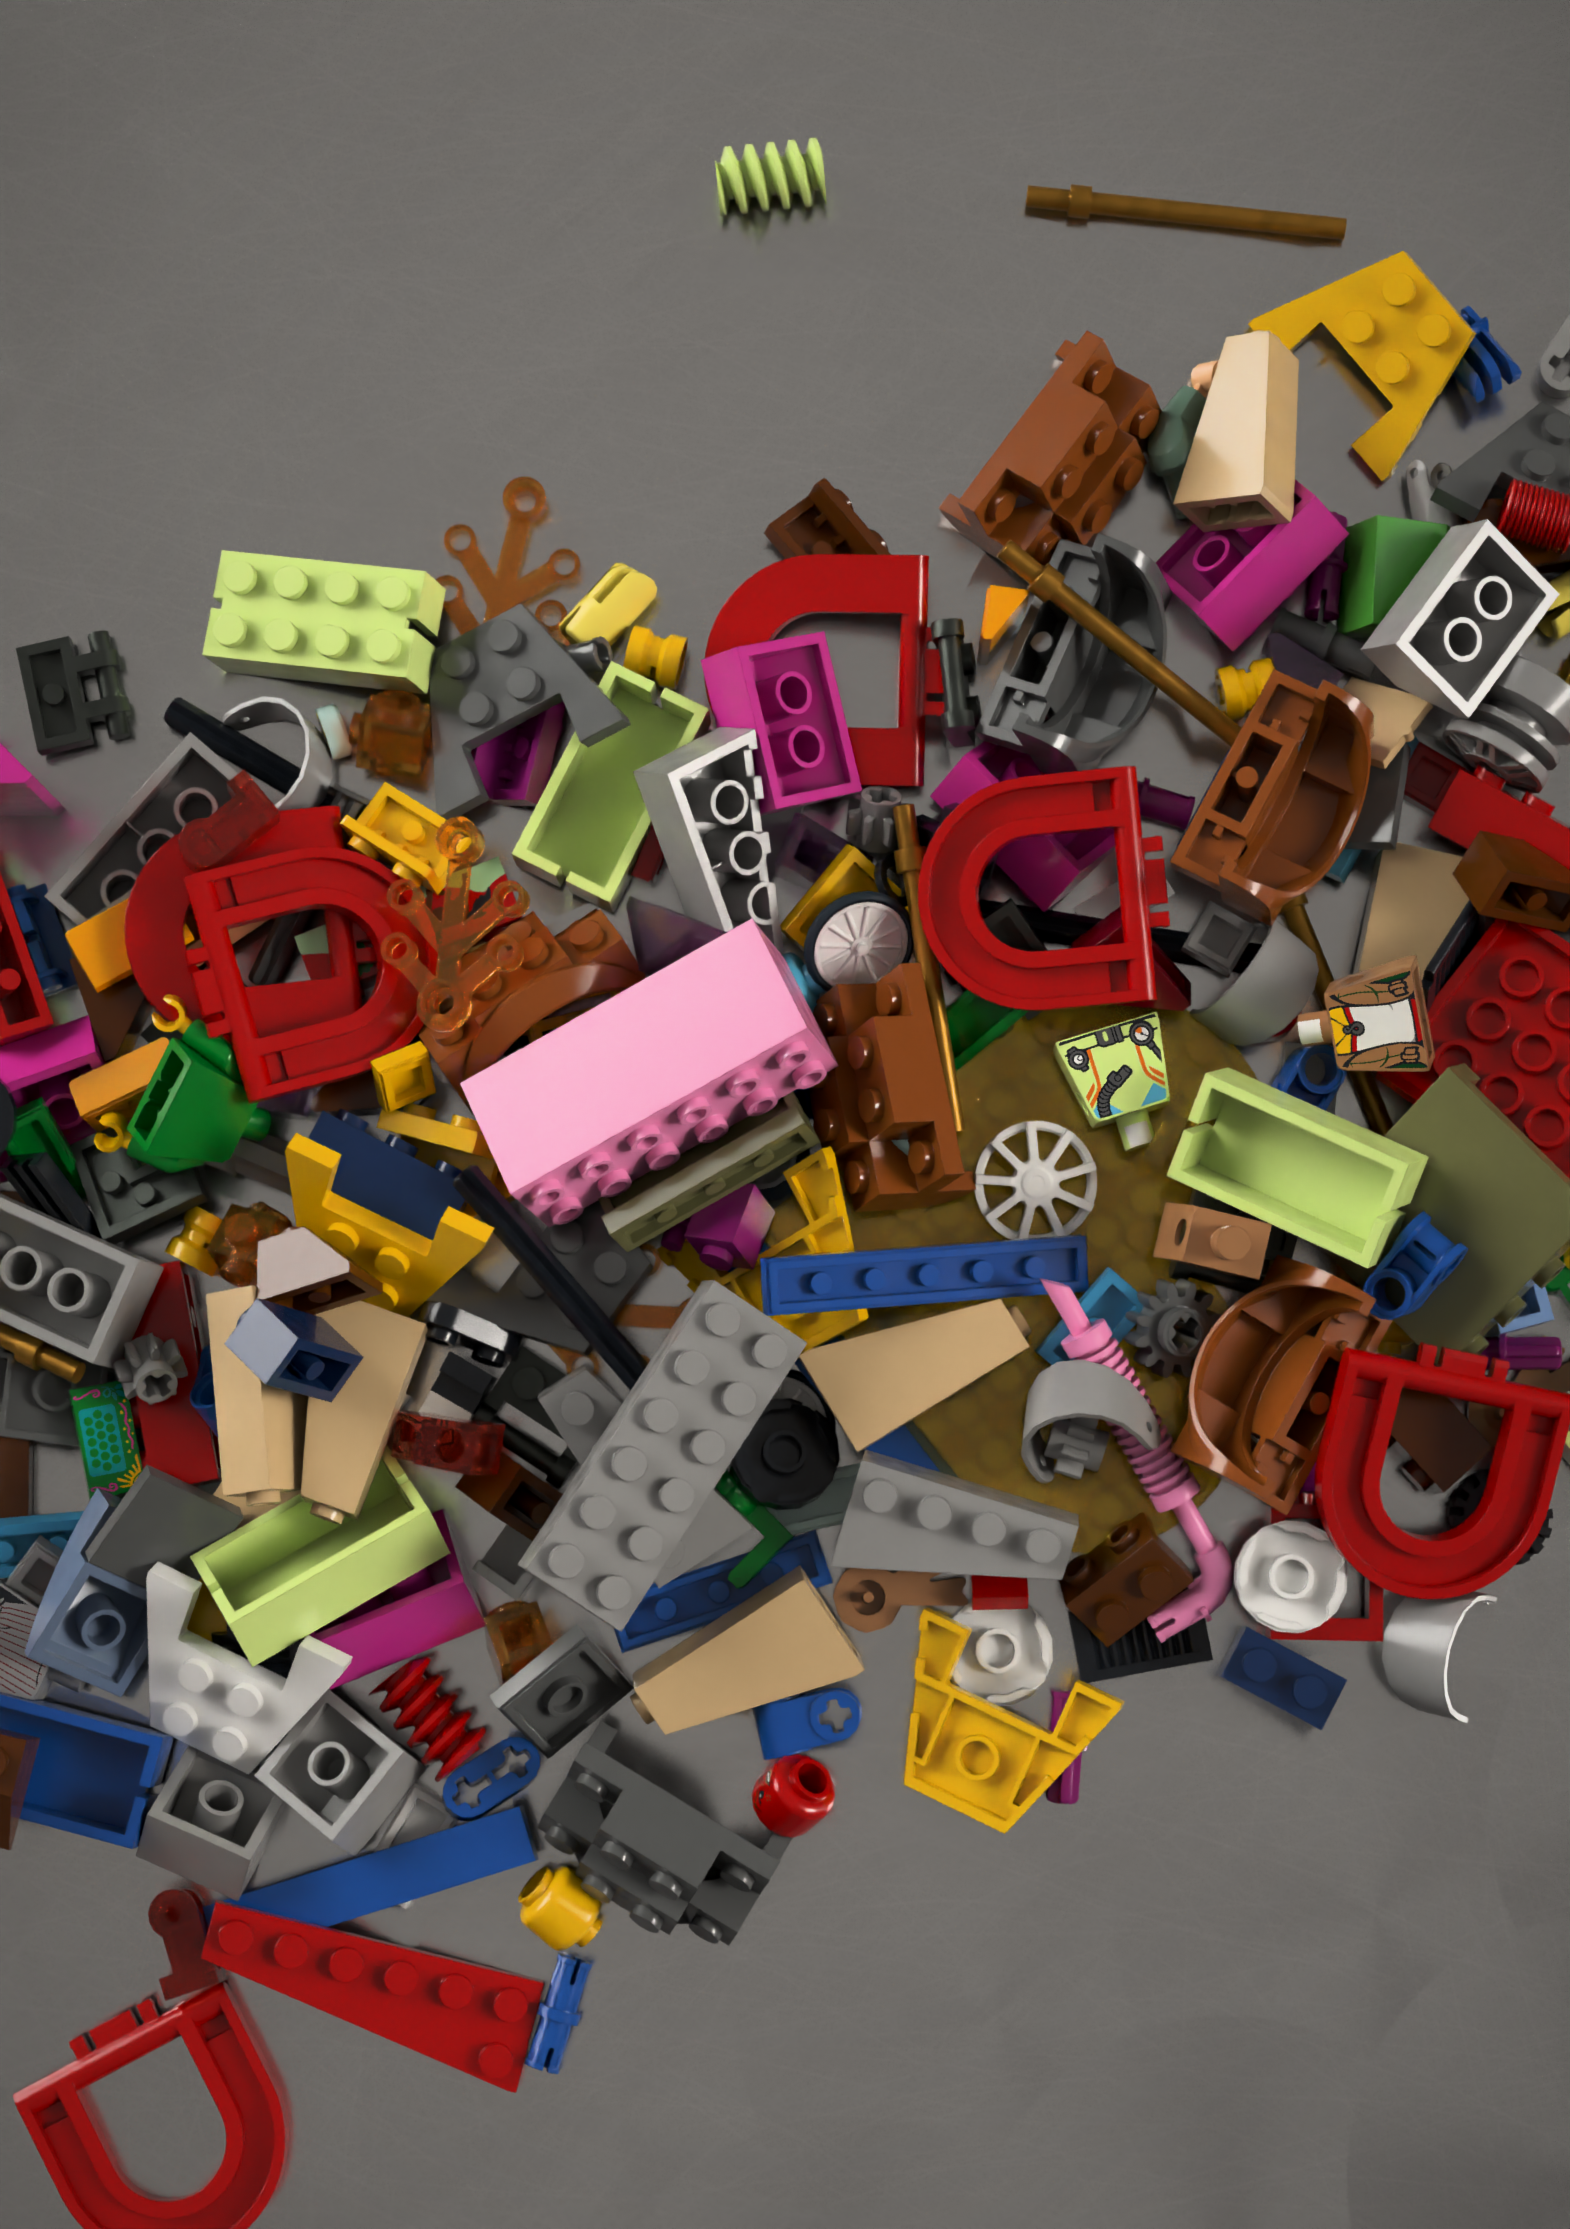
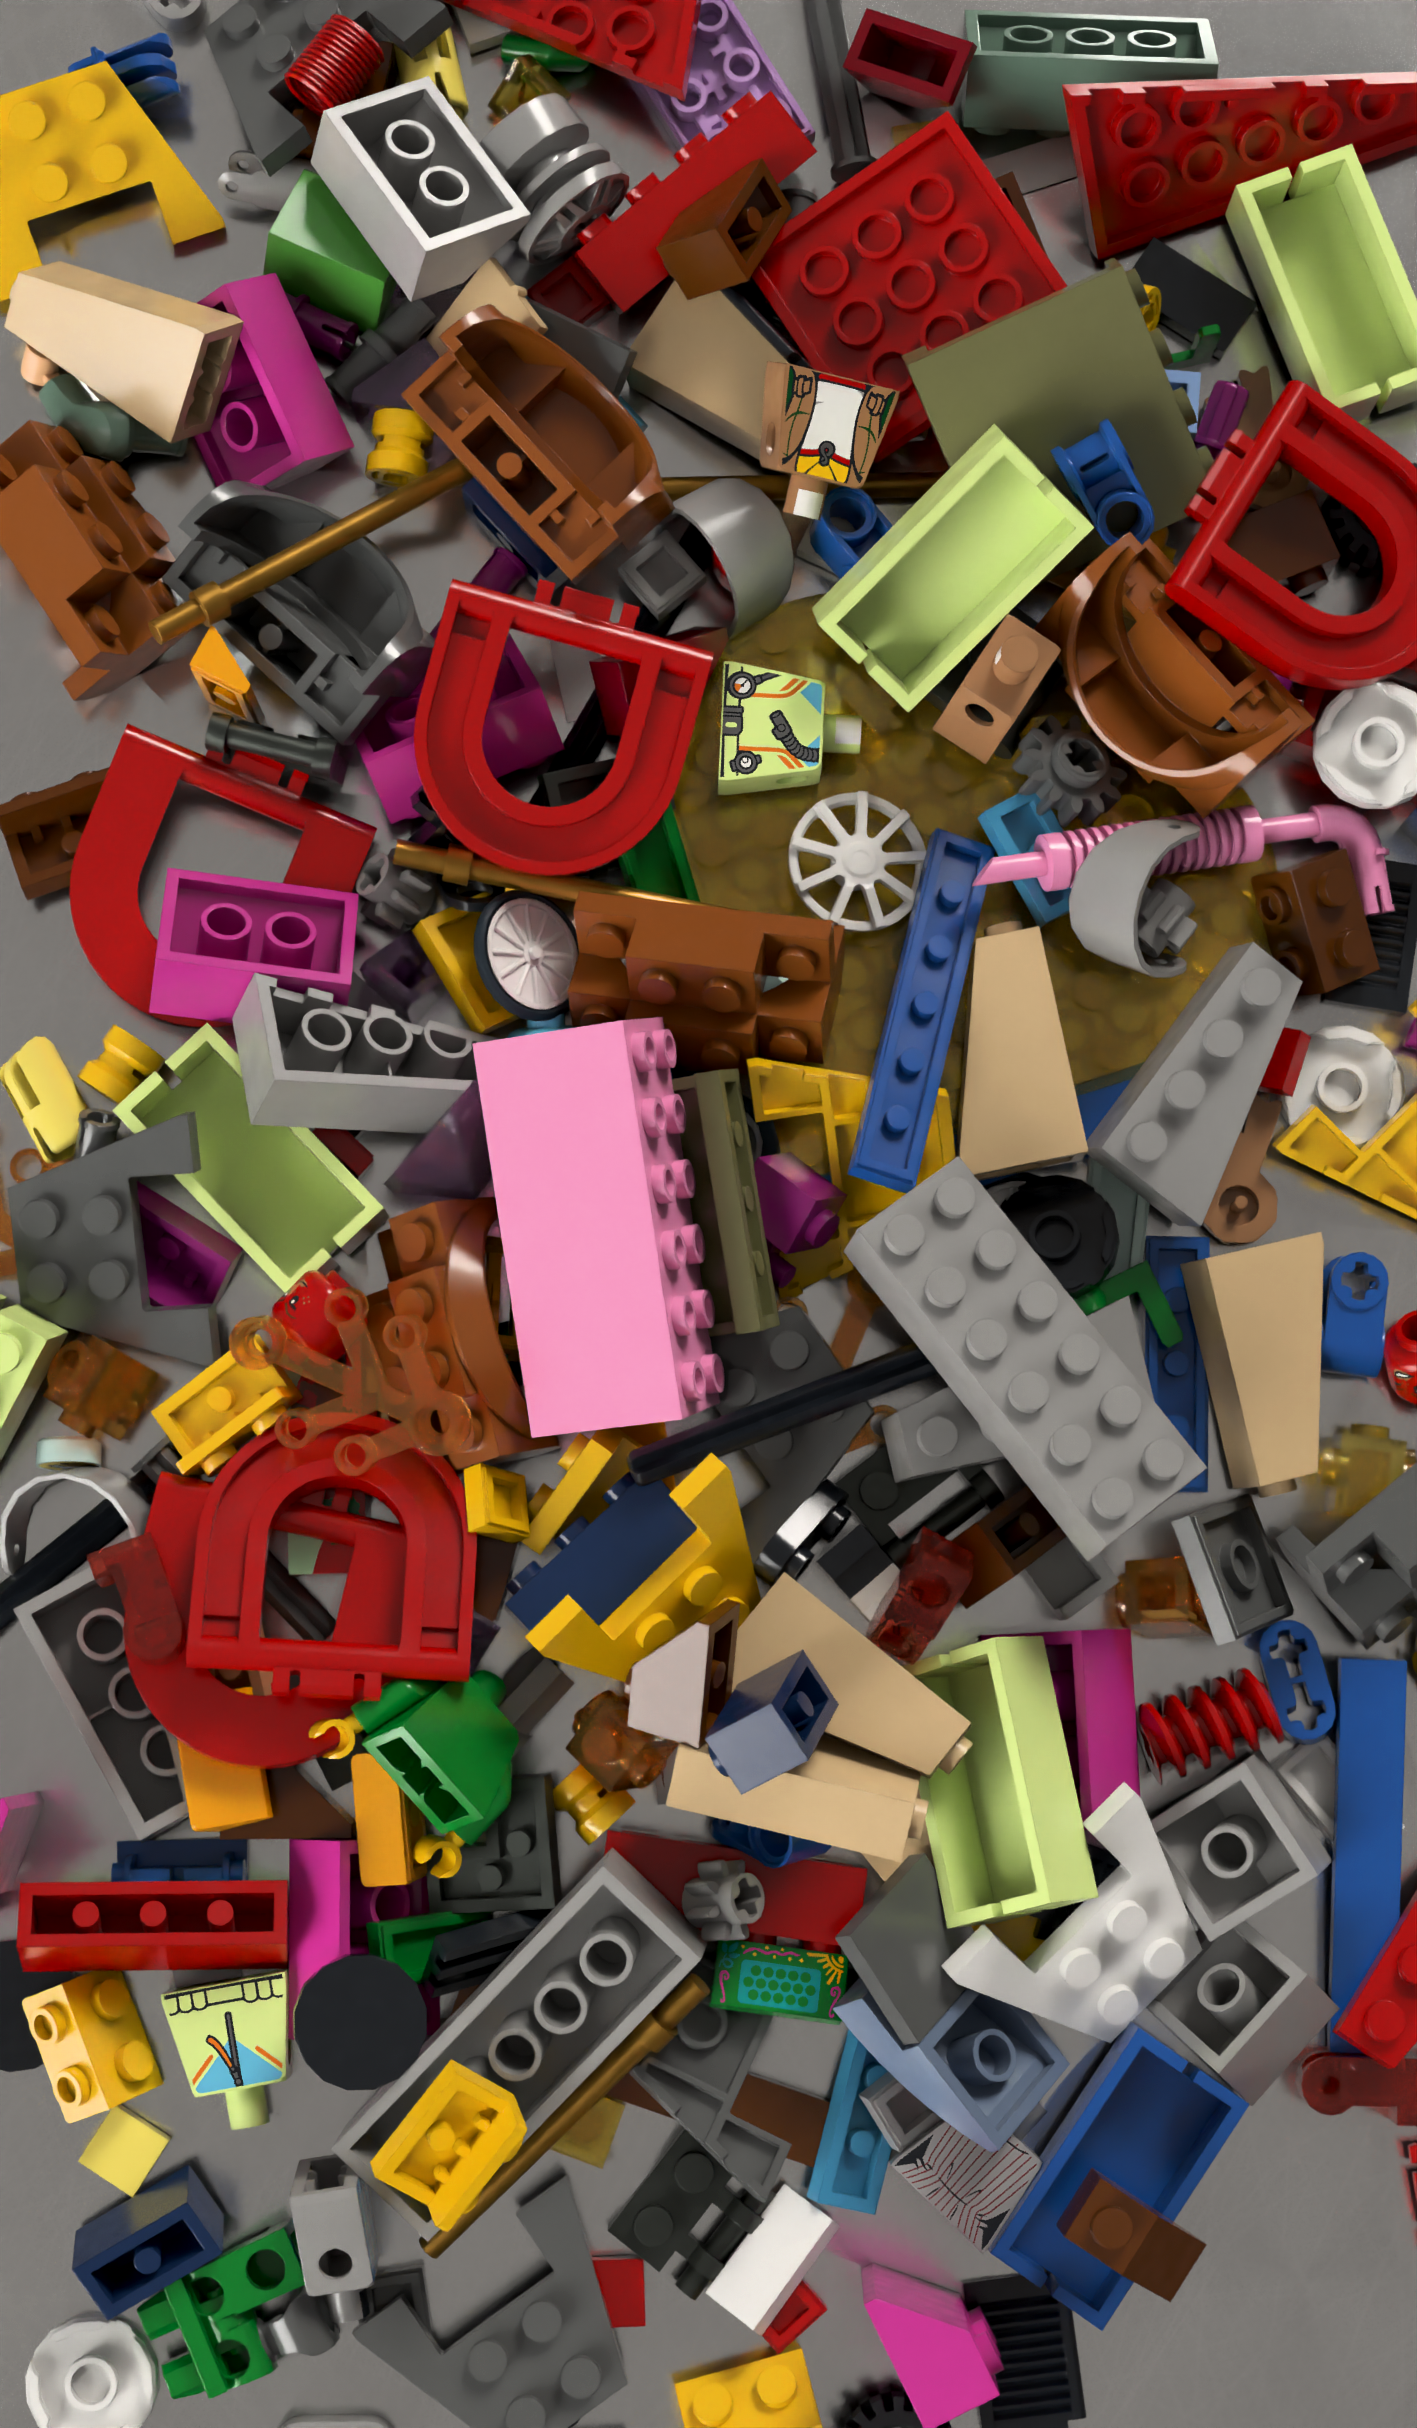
camera: 80 degrees left, 0 degrees up
(502, 864) = (303, 1312): none -> red head
(685, 1772) = (1360, 1467): none -> clear yellow brick

